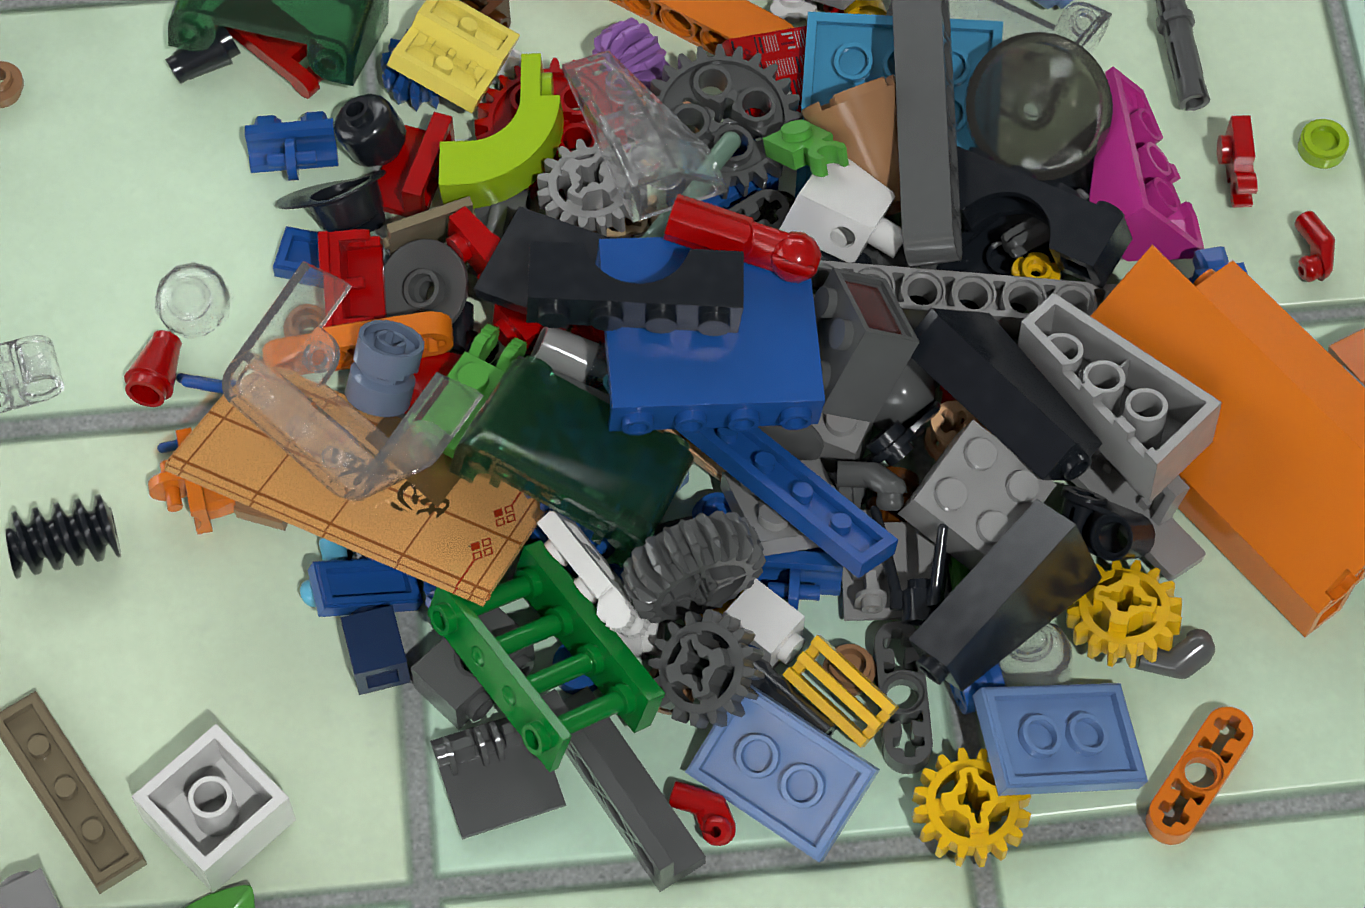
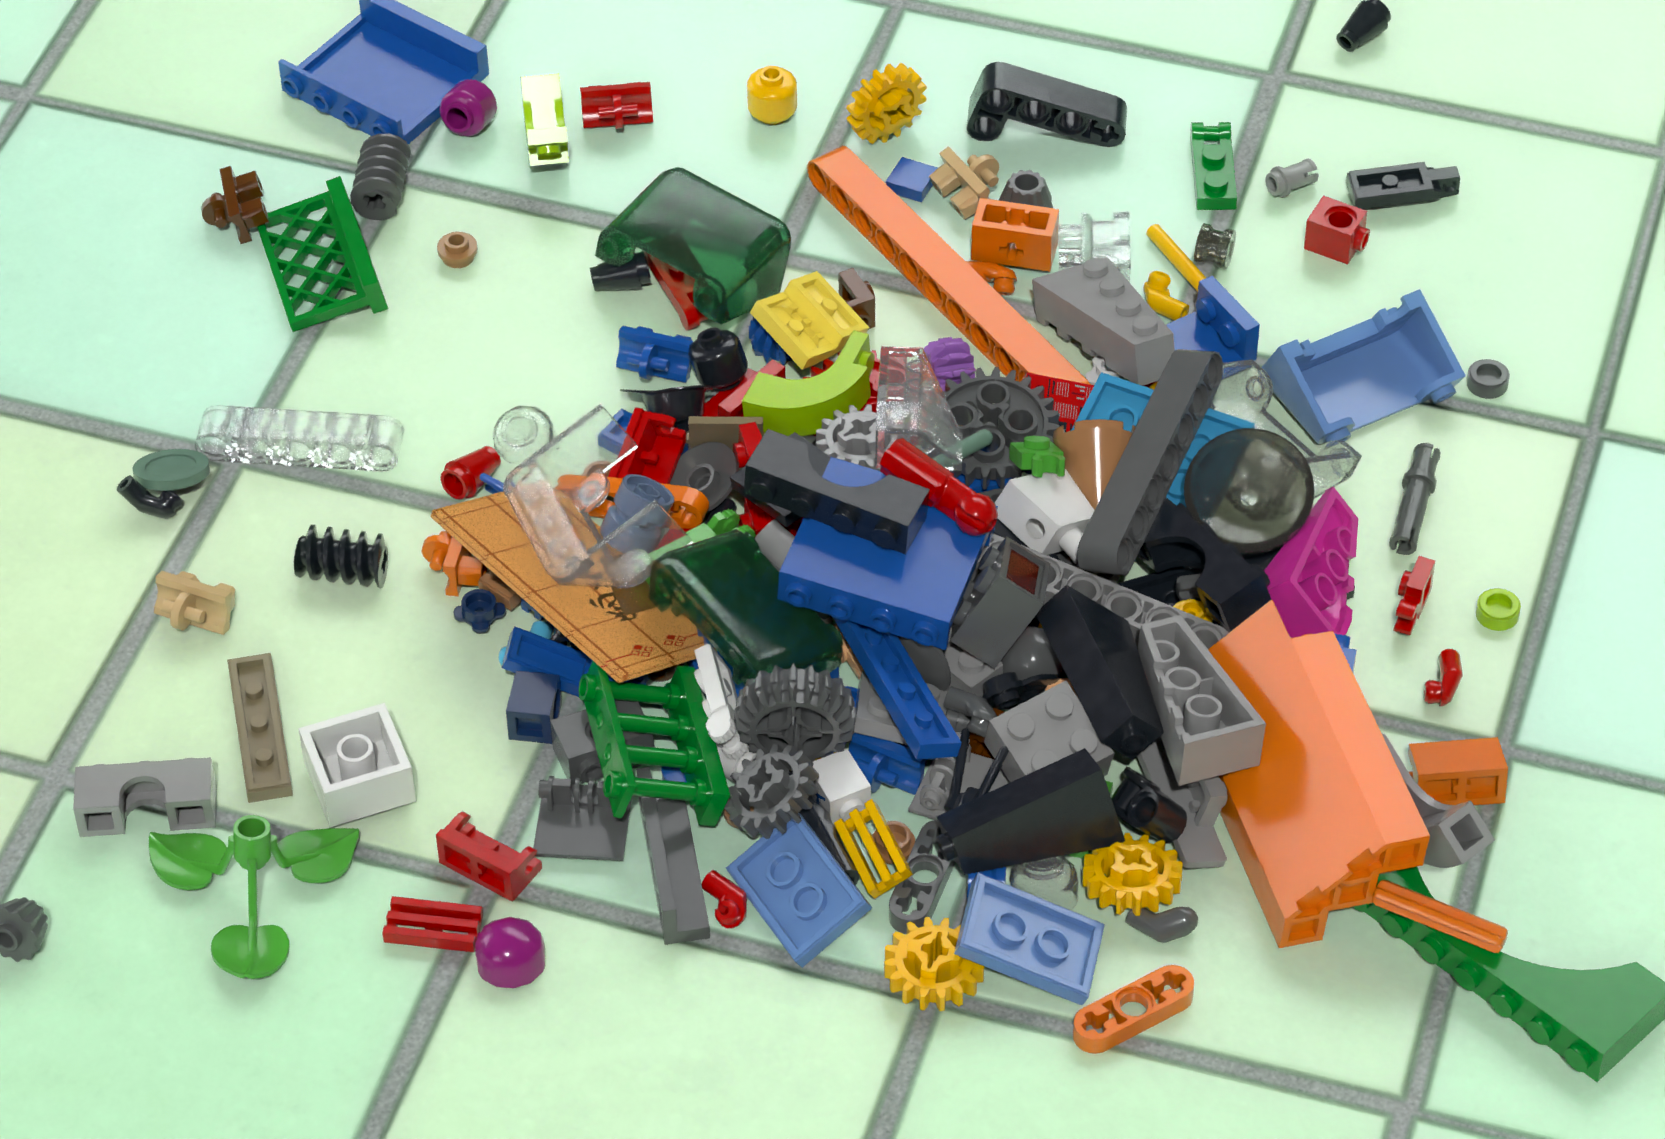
camera: 25 degrees right, 15 degrees down
(245, 531) = (479, 610): none -> dark blue plate
(414, 864) = (485, 858): none -> red hinge

